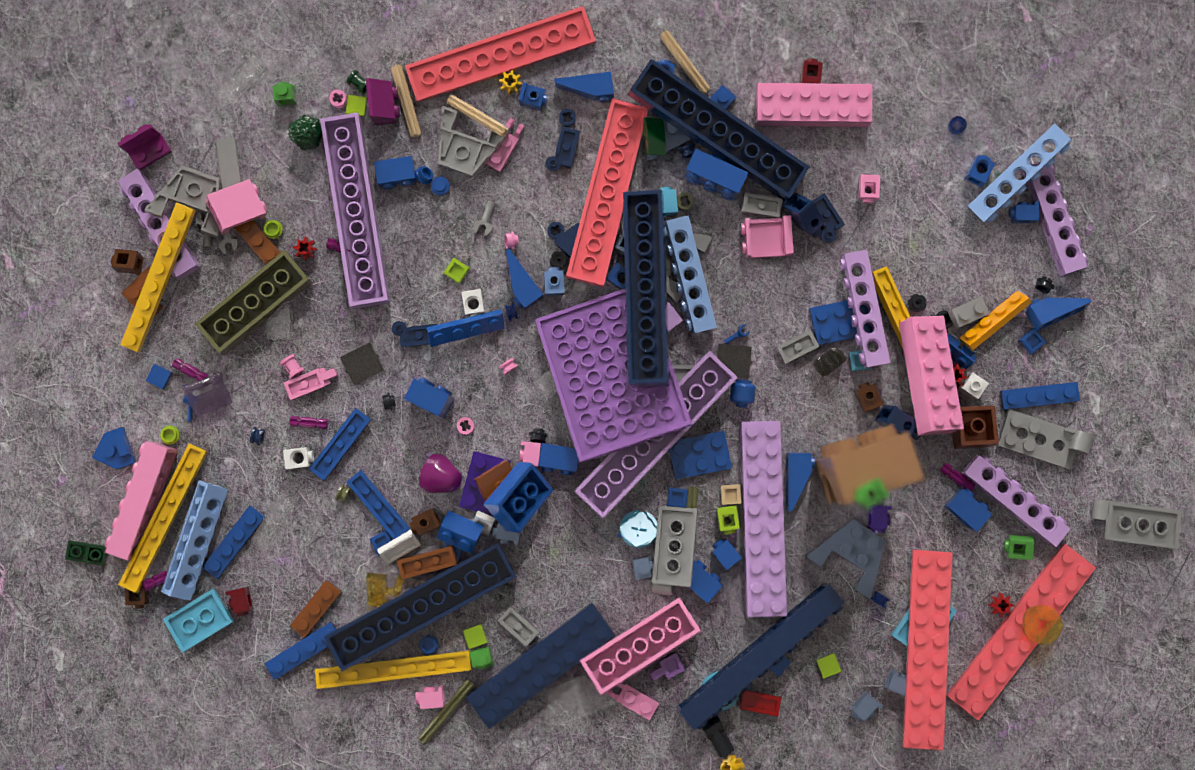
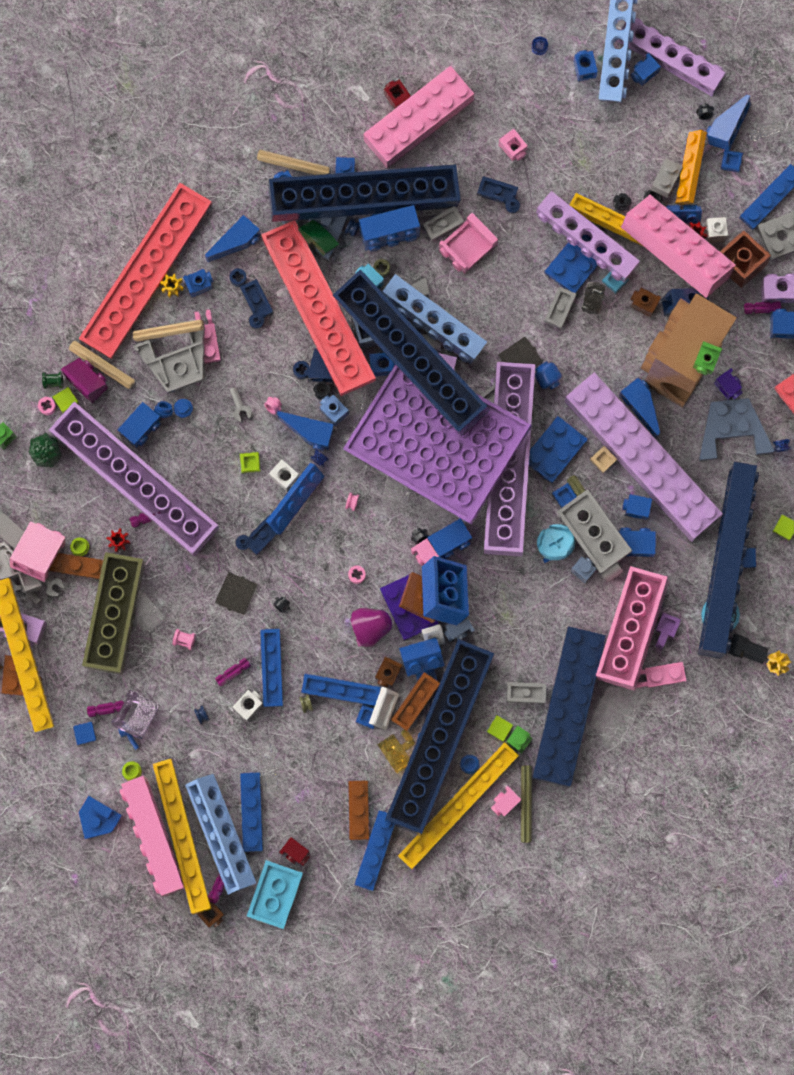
camera: 40 degrees left, 5 degrees down
(85, 552) = (142, 916): dark green slope -> none
(309, 382) = (207, 640): bright pink hinge -> none
(428, 397) = (313, 571): blue brick -> none
(730, 511) = (616, 472): lime brick -> none
(736, 335) = (507, 334): blue hand -> none
(760, 703) = (758, 597): red plate -> none
(804, 214) = (481, 203): dark blue torso -> none

